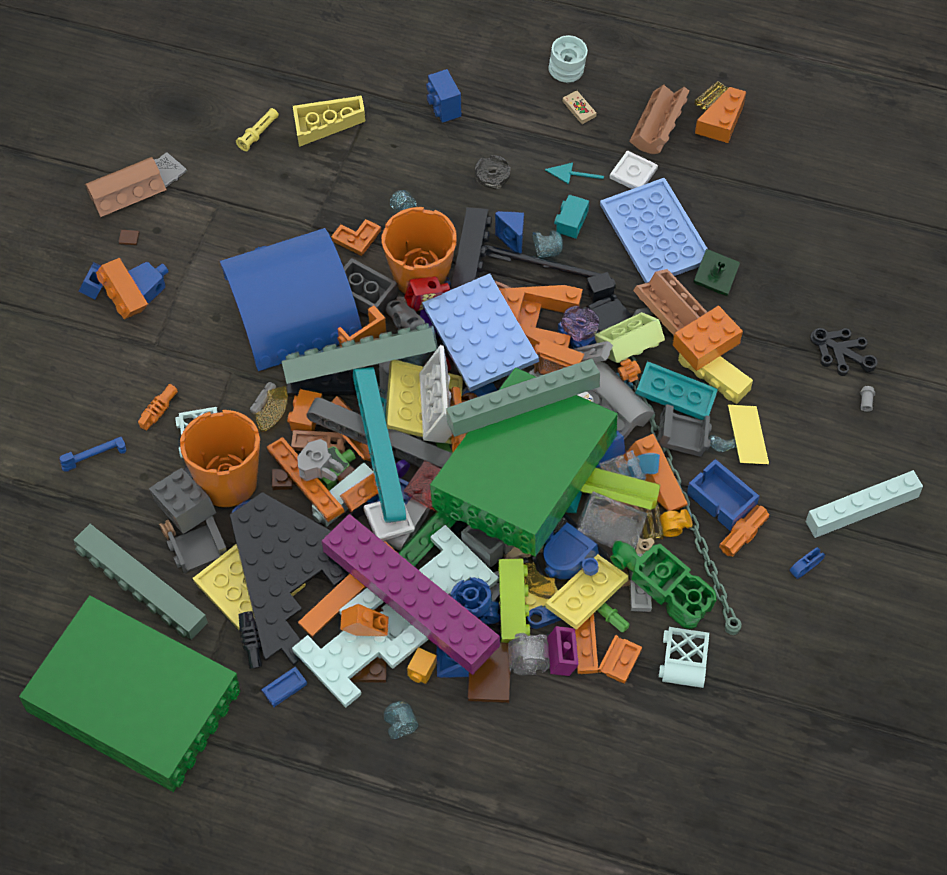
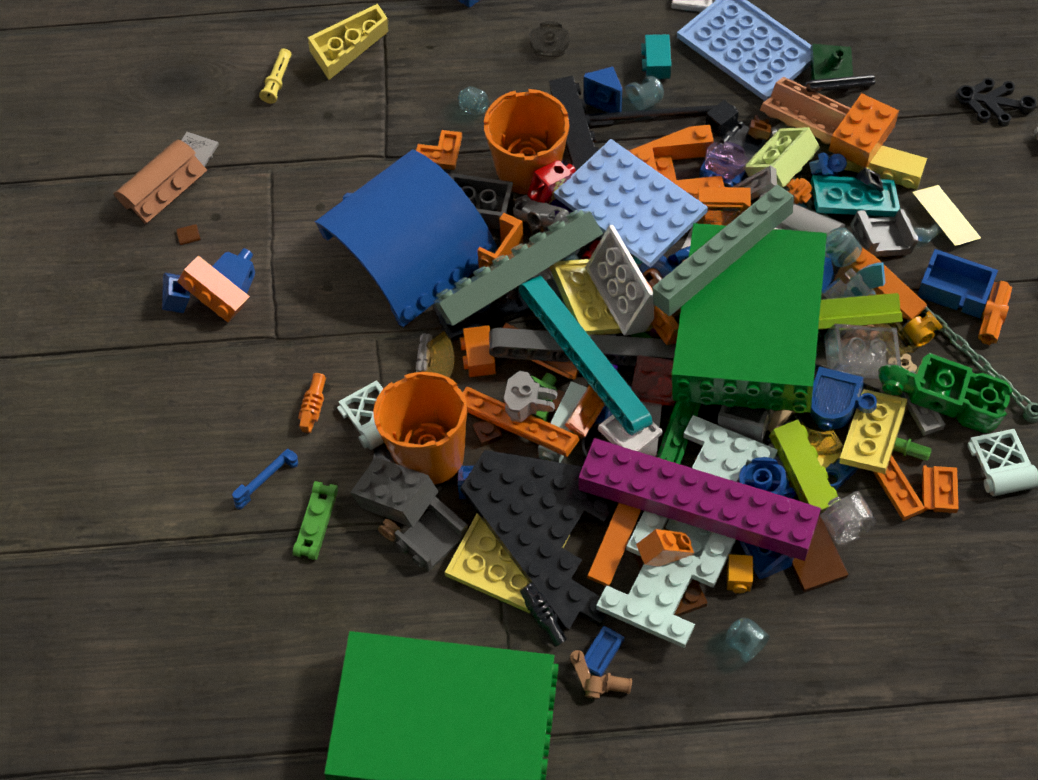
camera: 20 degrees left, 0 degrees up
(116, 501) = (315, 521): none -> bright green plate
(140, 581) = (387, 597): sand green brick -> none
(264, 710) = (597, 685): none -> medium nougat pin
(302, 438) = (496, 380): nougat plate -> none
(562, 651) = (882, 501): magenta brick -> none
(565, 171) = (622, 16): teal piece -> none
(626, 306) = (759, 128): none -> reddish brown plate
(635, 429) = (842, 247): none -> clear light blue helmet
(664, 357) = (828, 165): none -> blue hips
(695, 381) = (870, 178): none -> black slope
(714, 290) = (840, 83): none -> black axle

